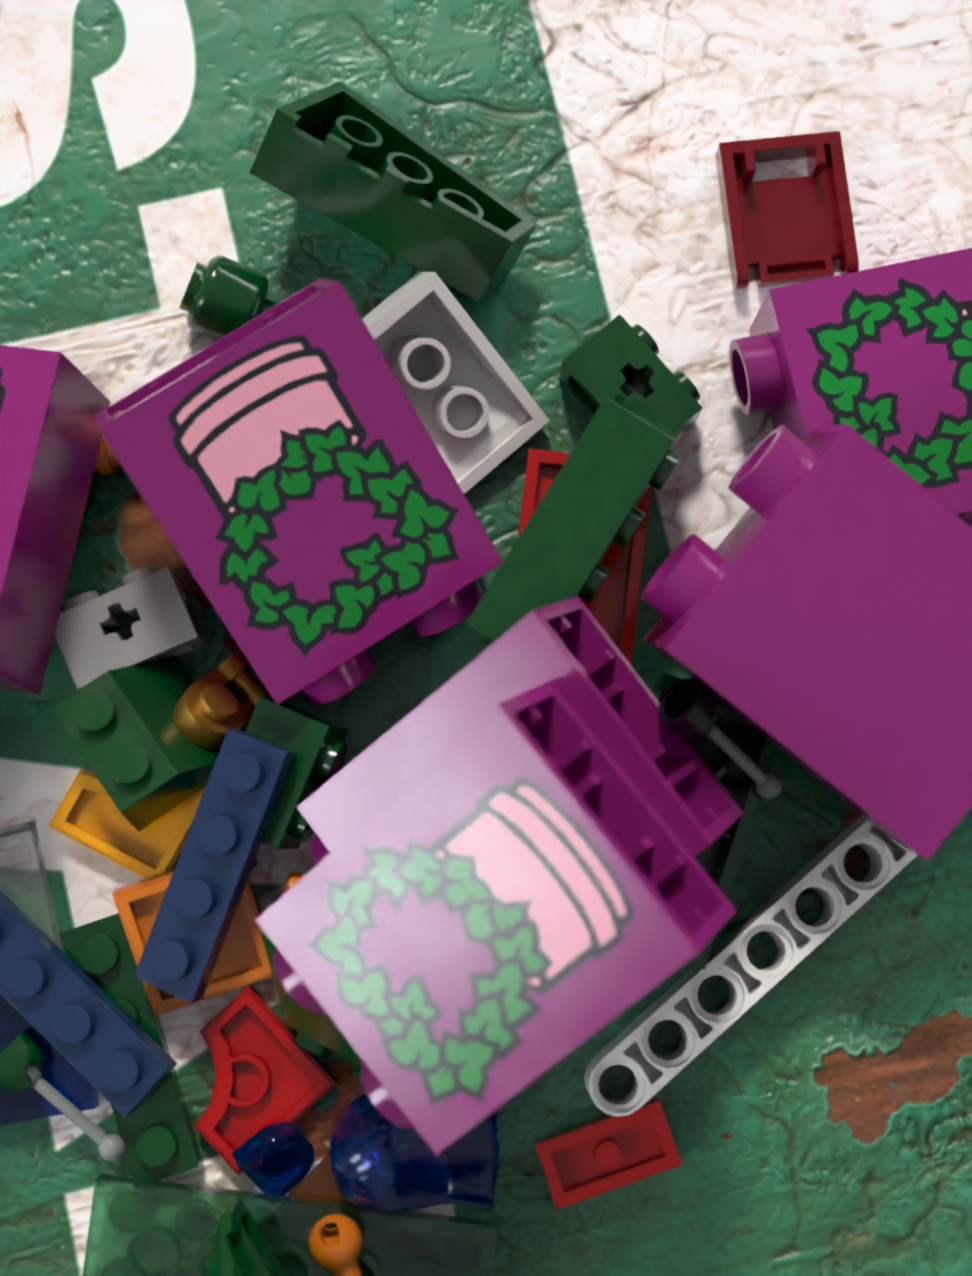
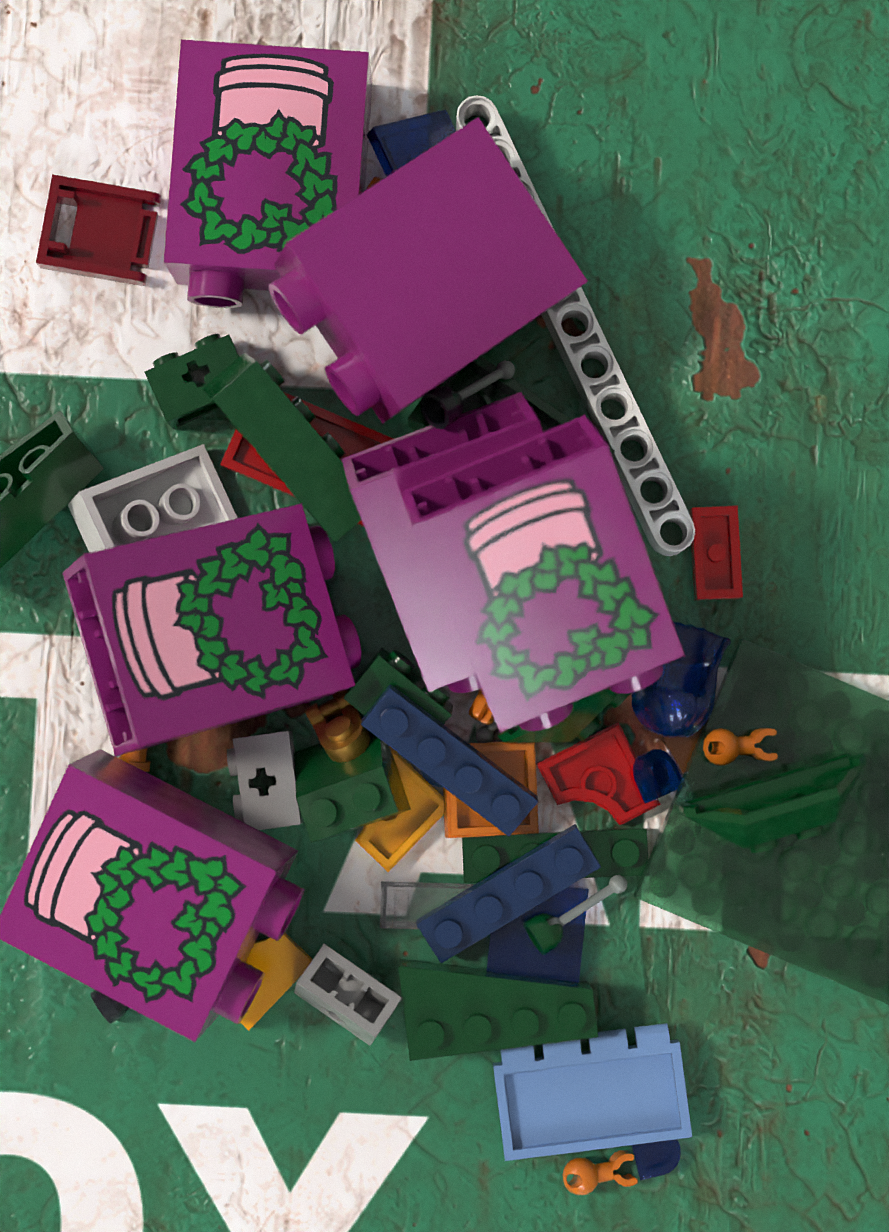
camera: 70 degrees left, 5 degrees up
(224, 297) = (49, 647): dark green head -> none

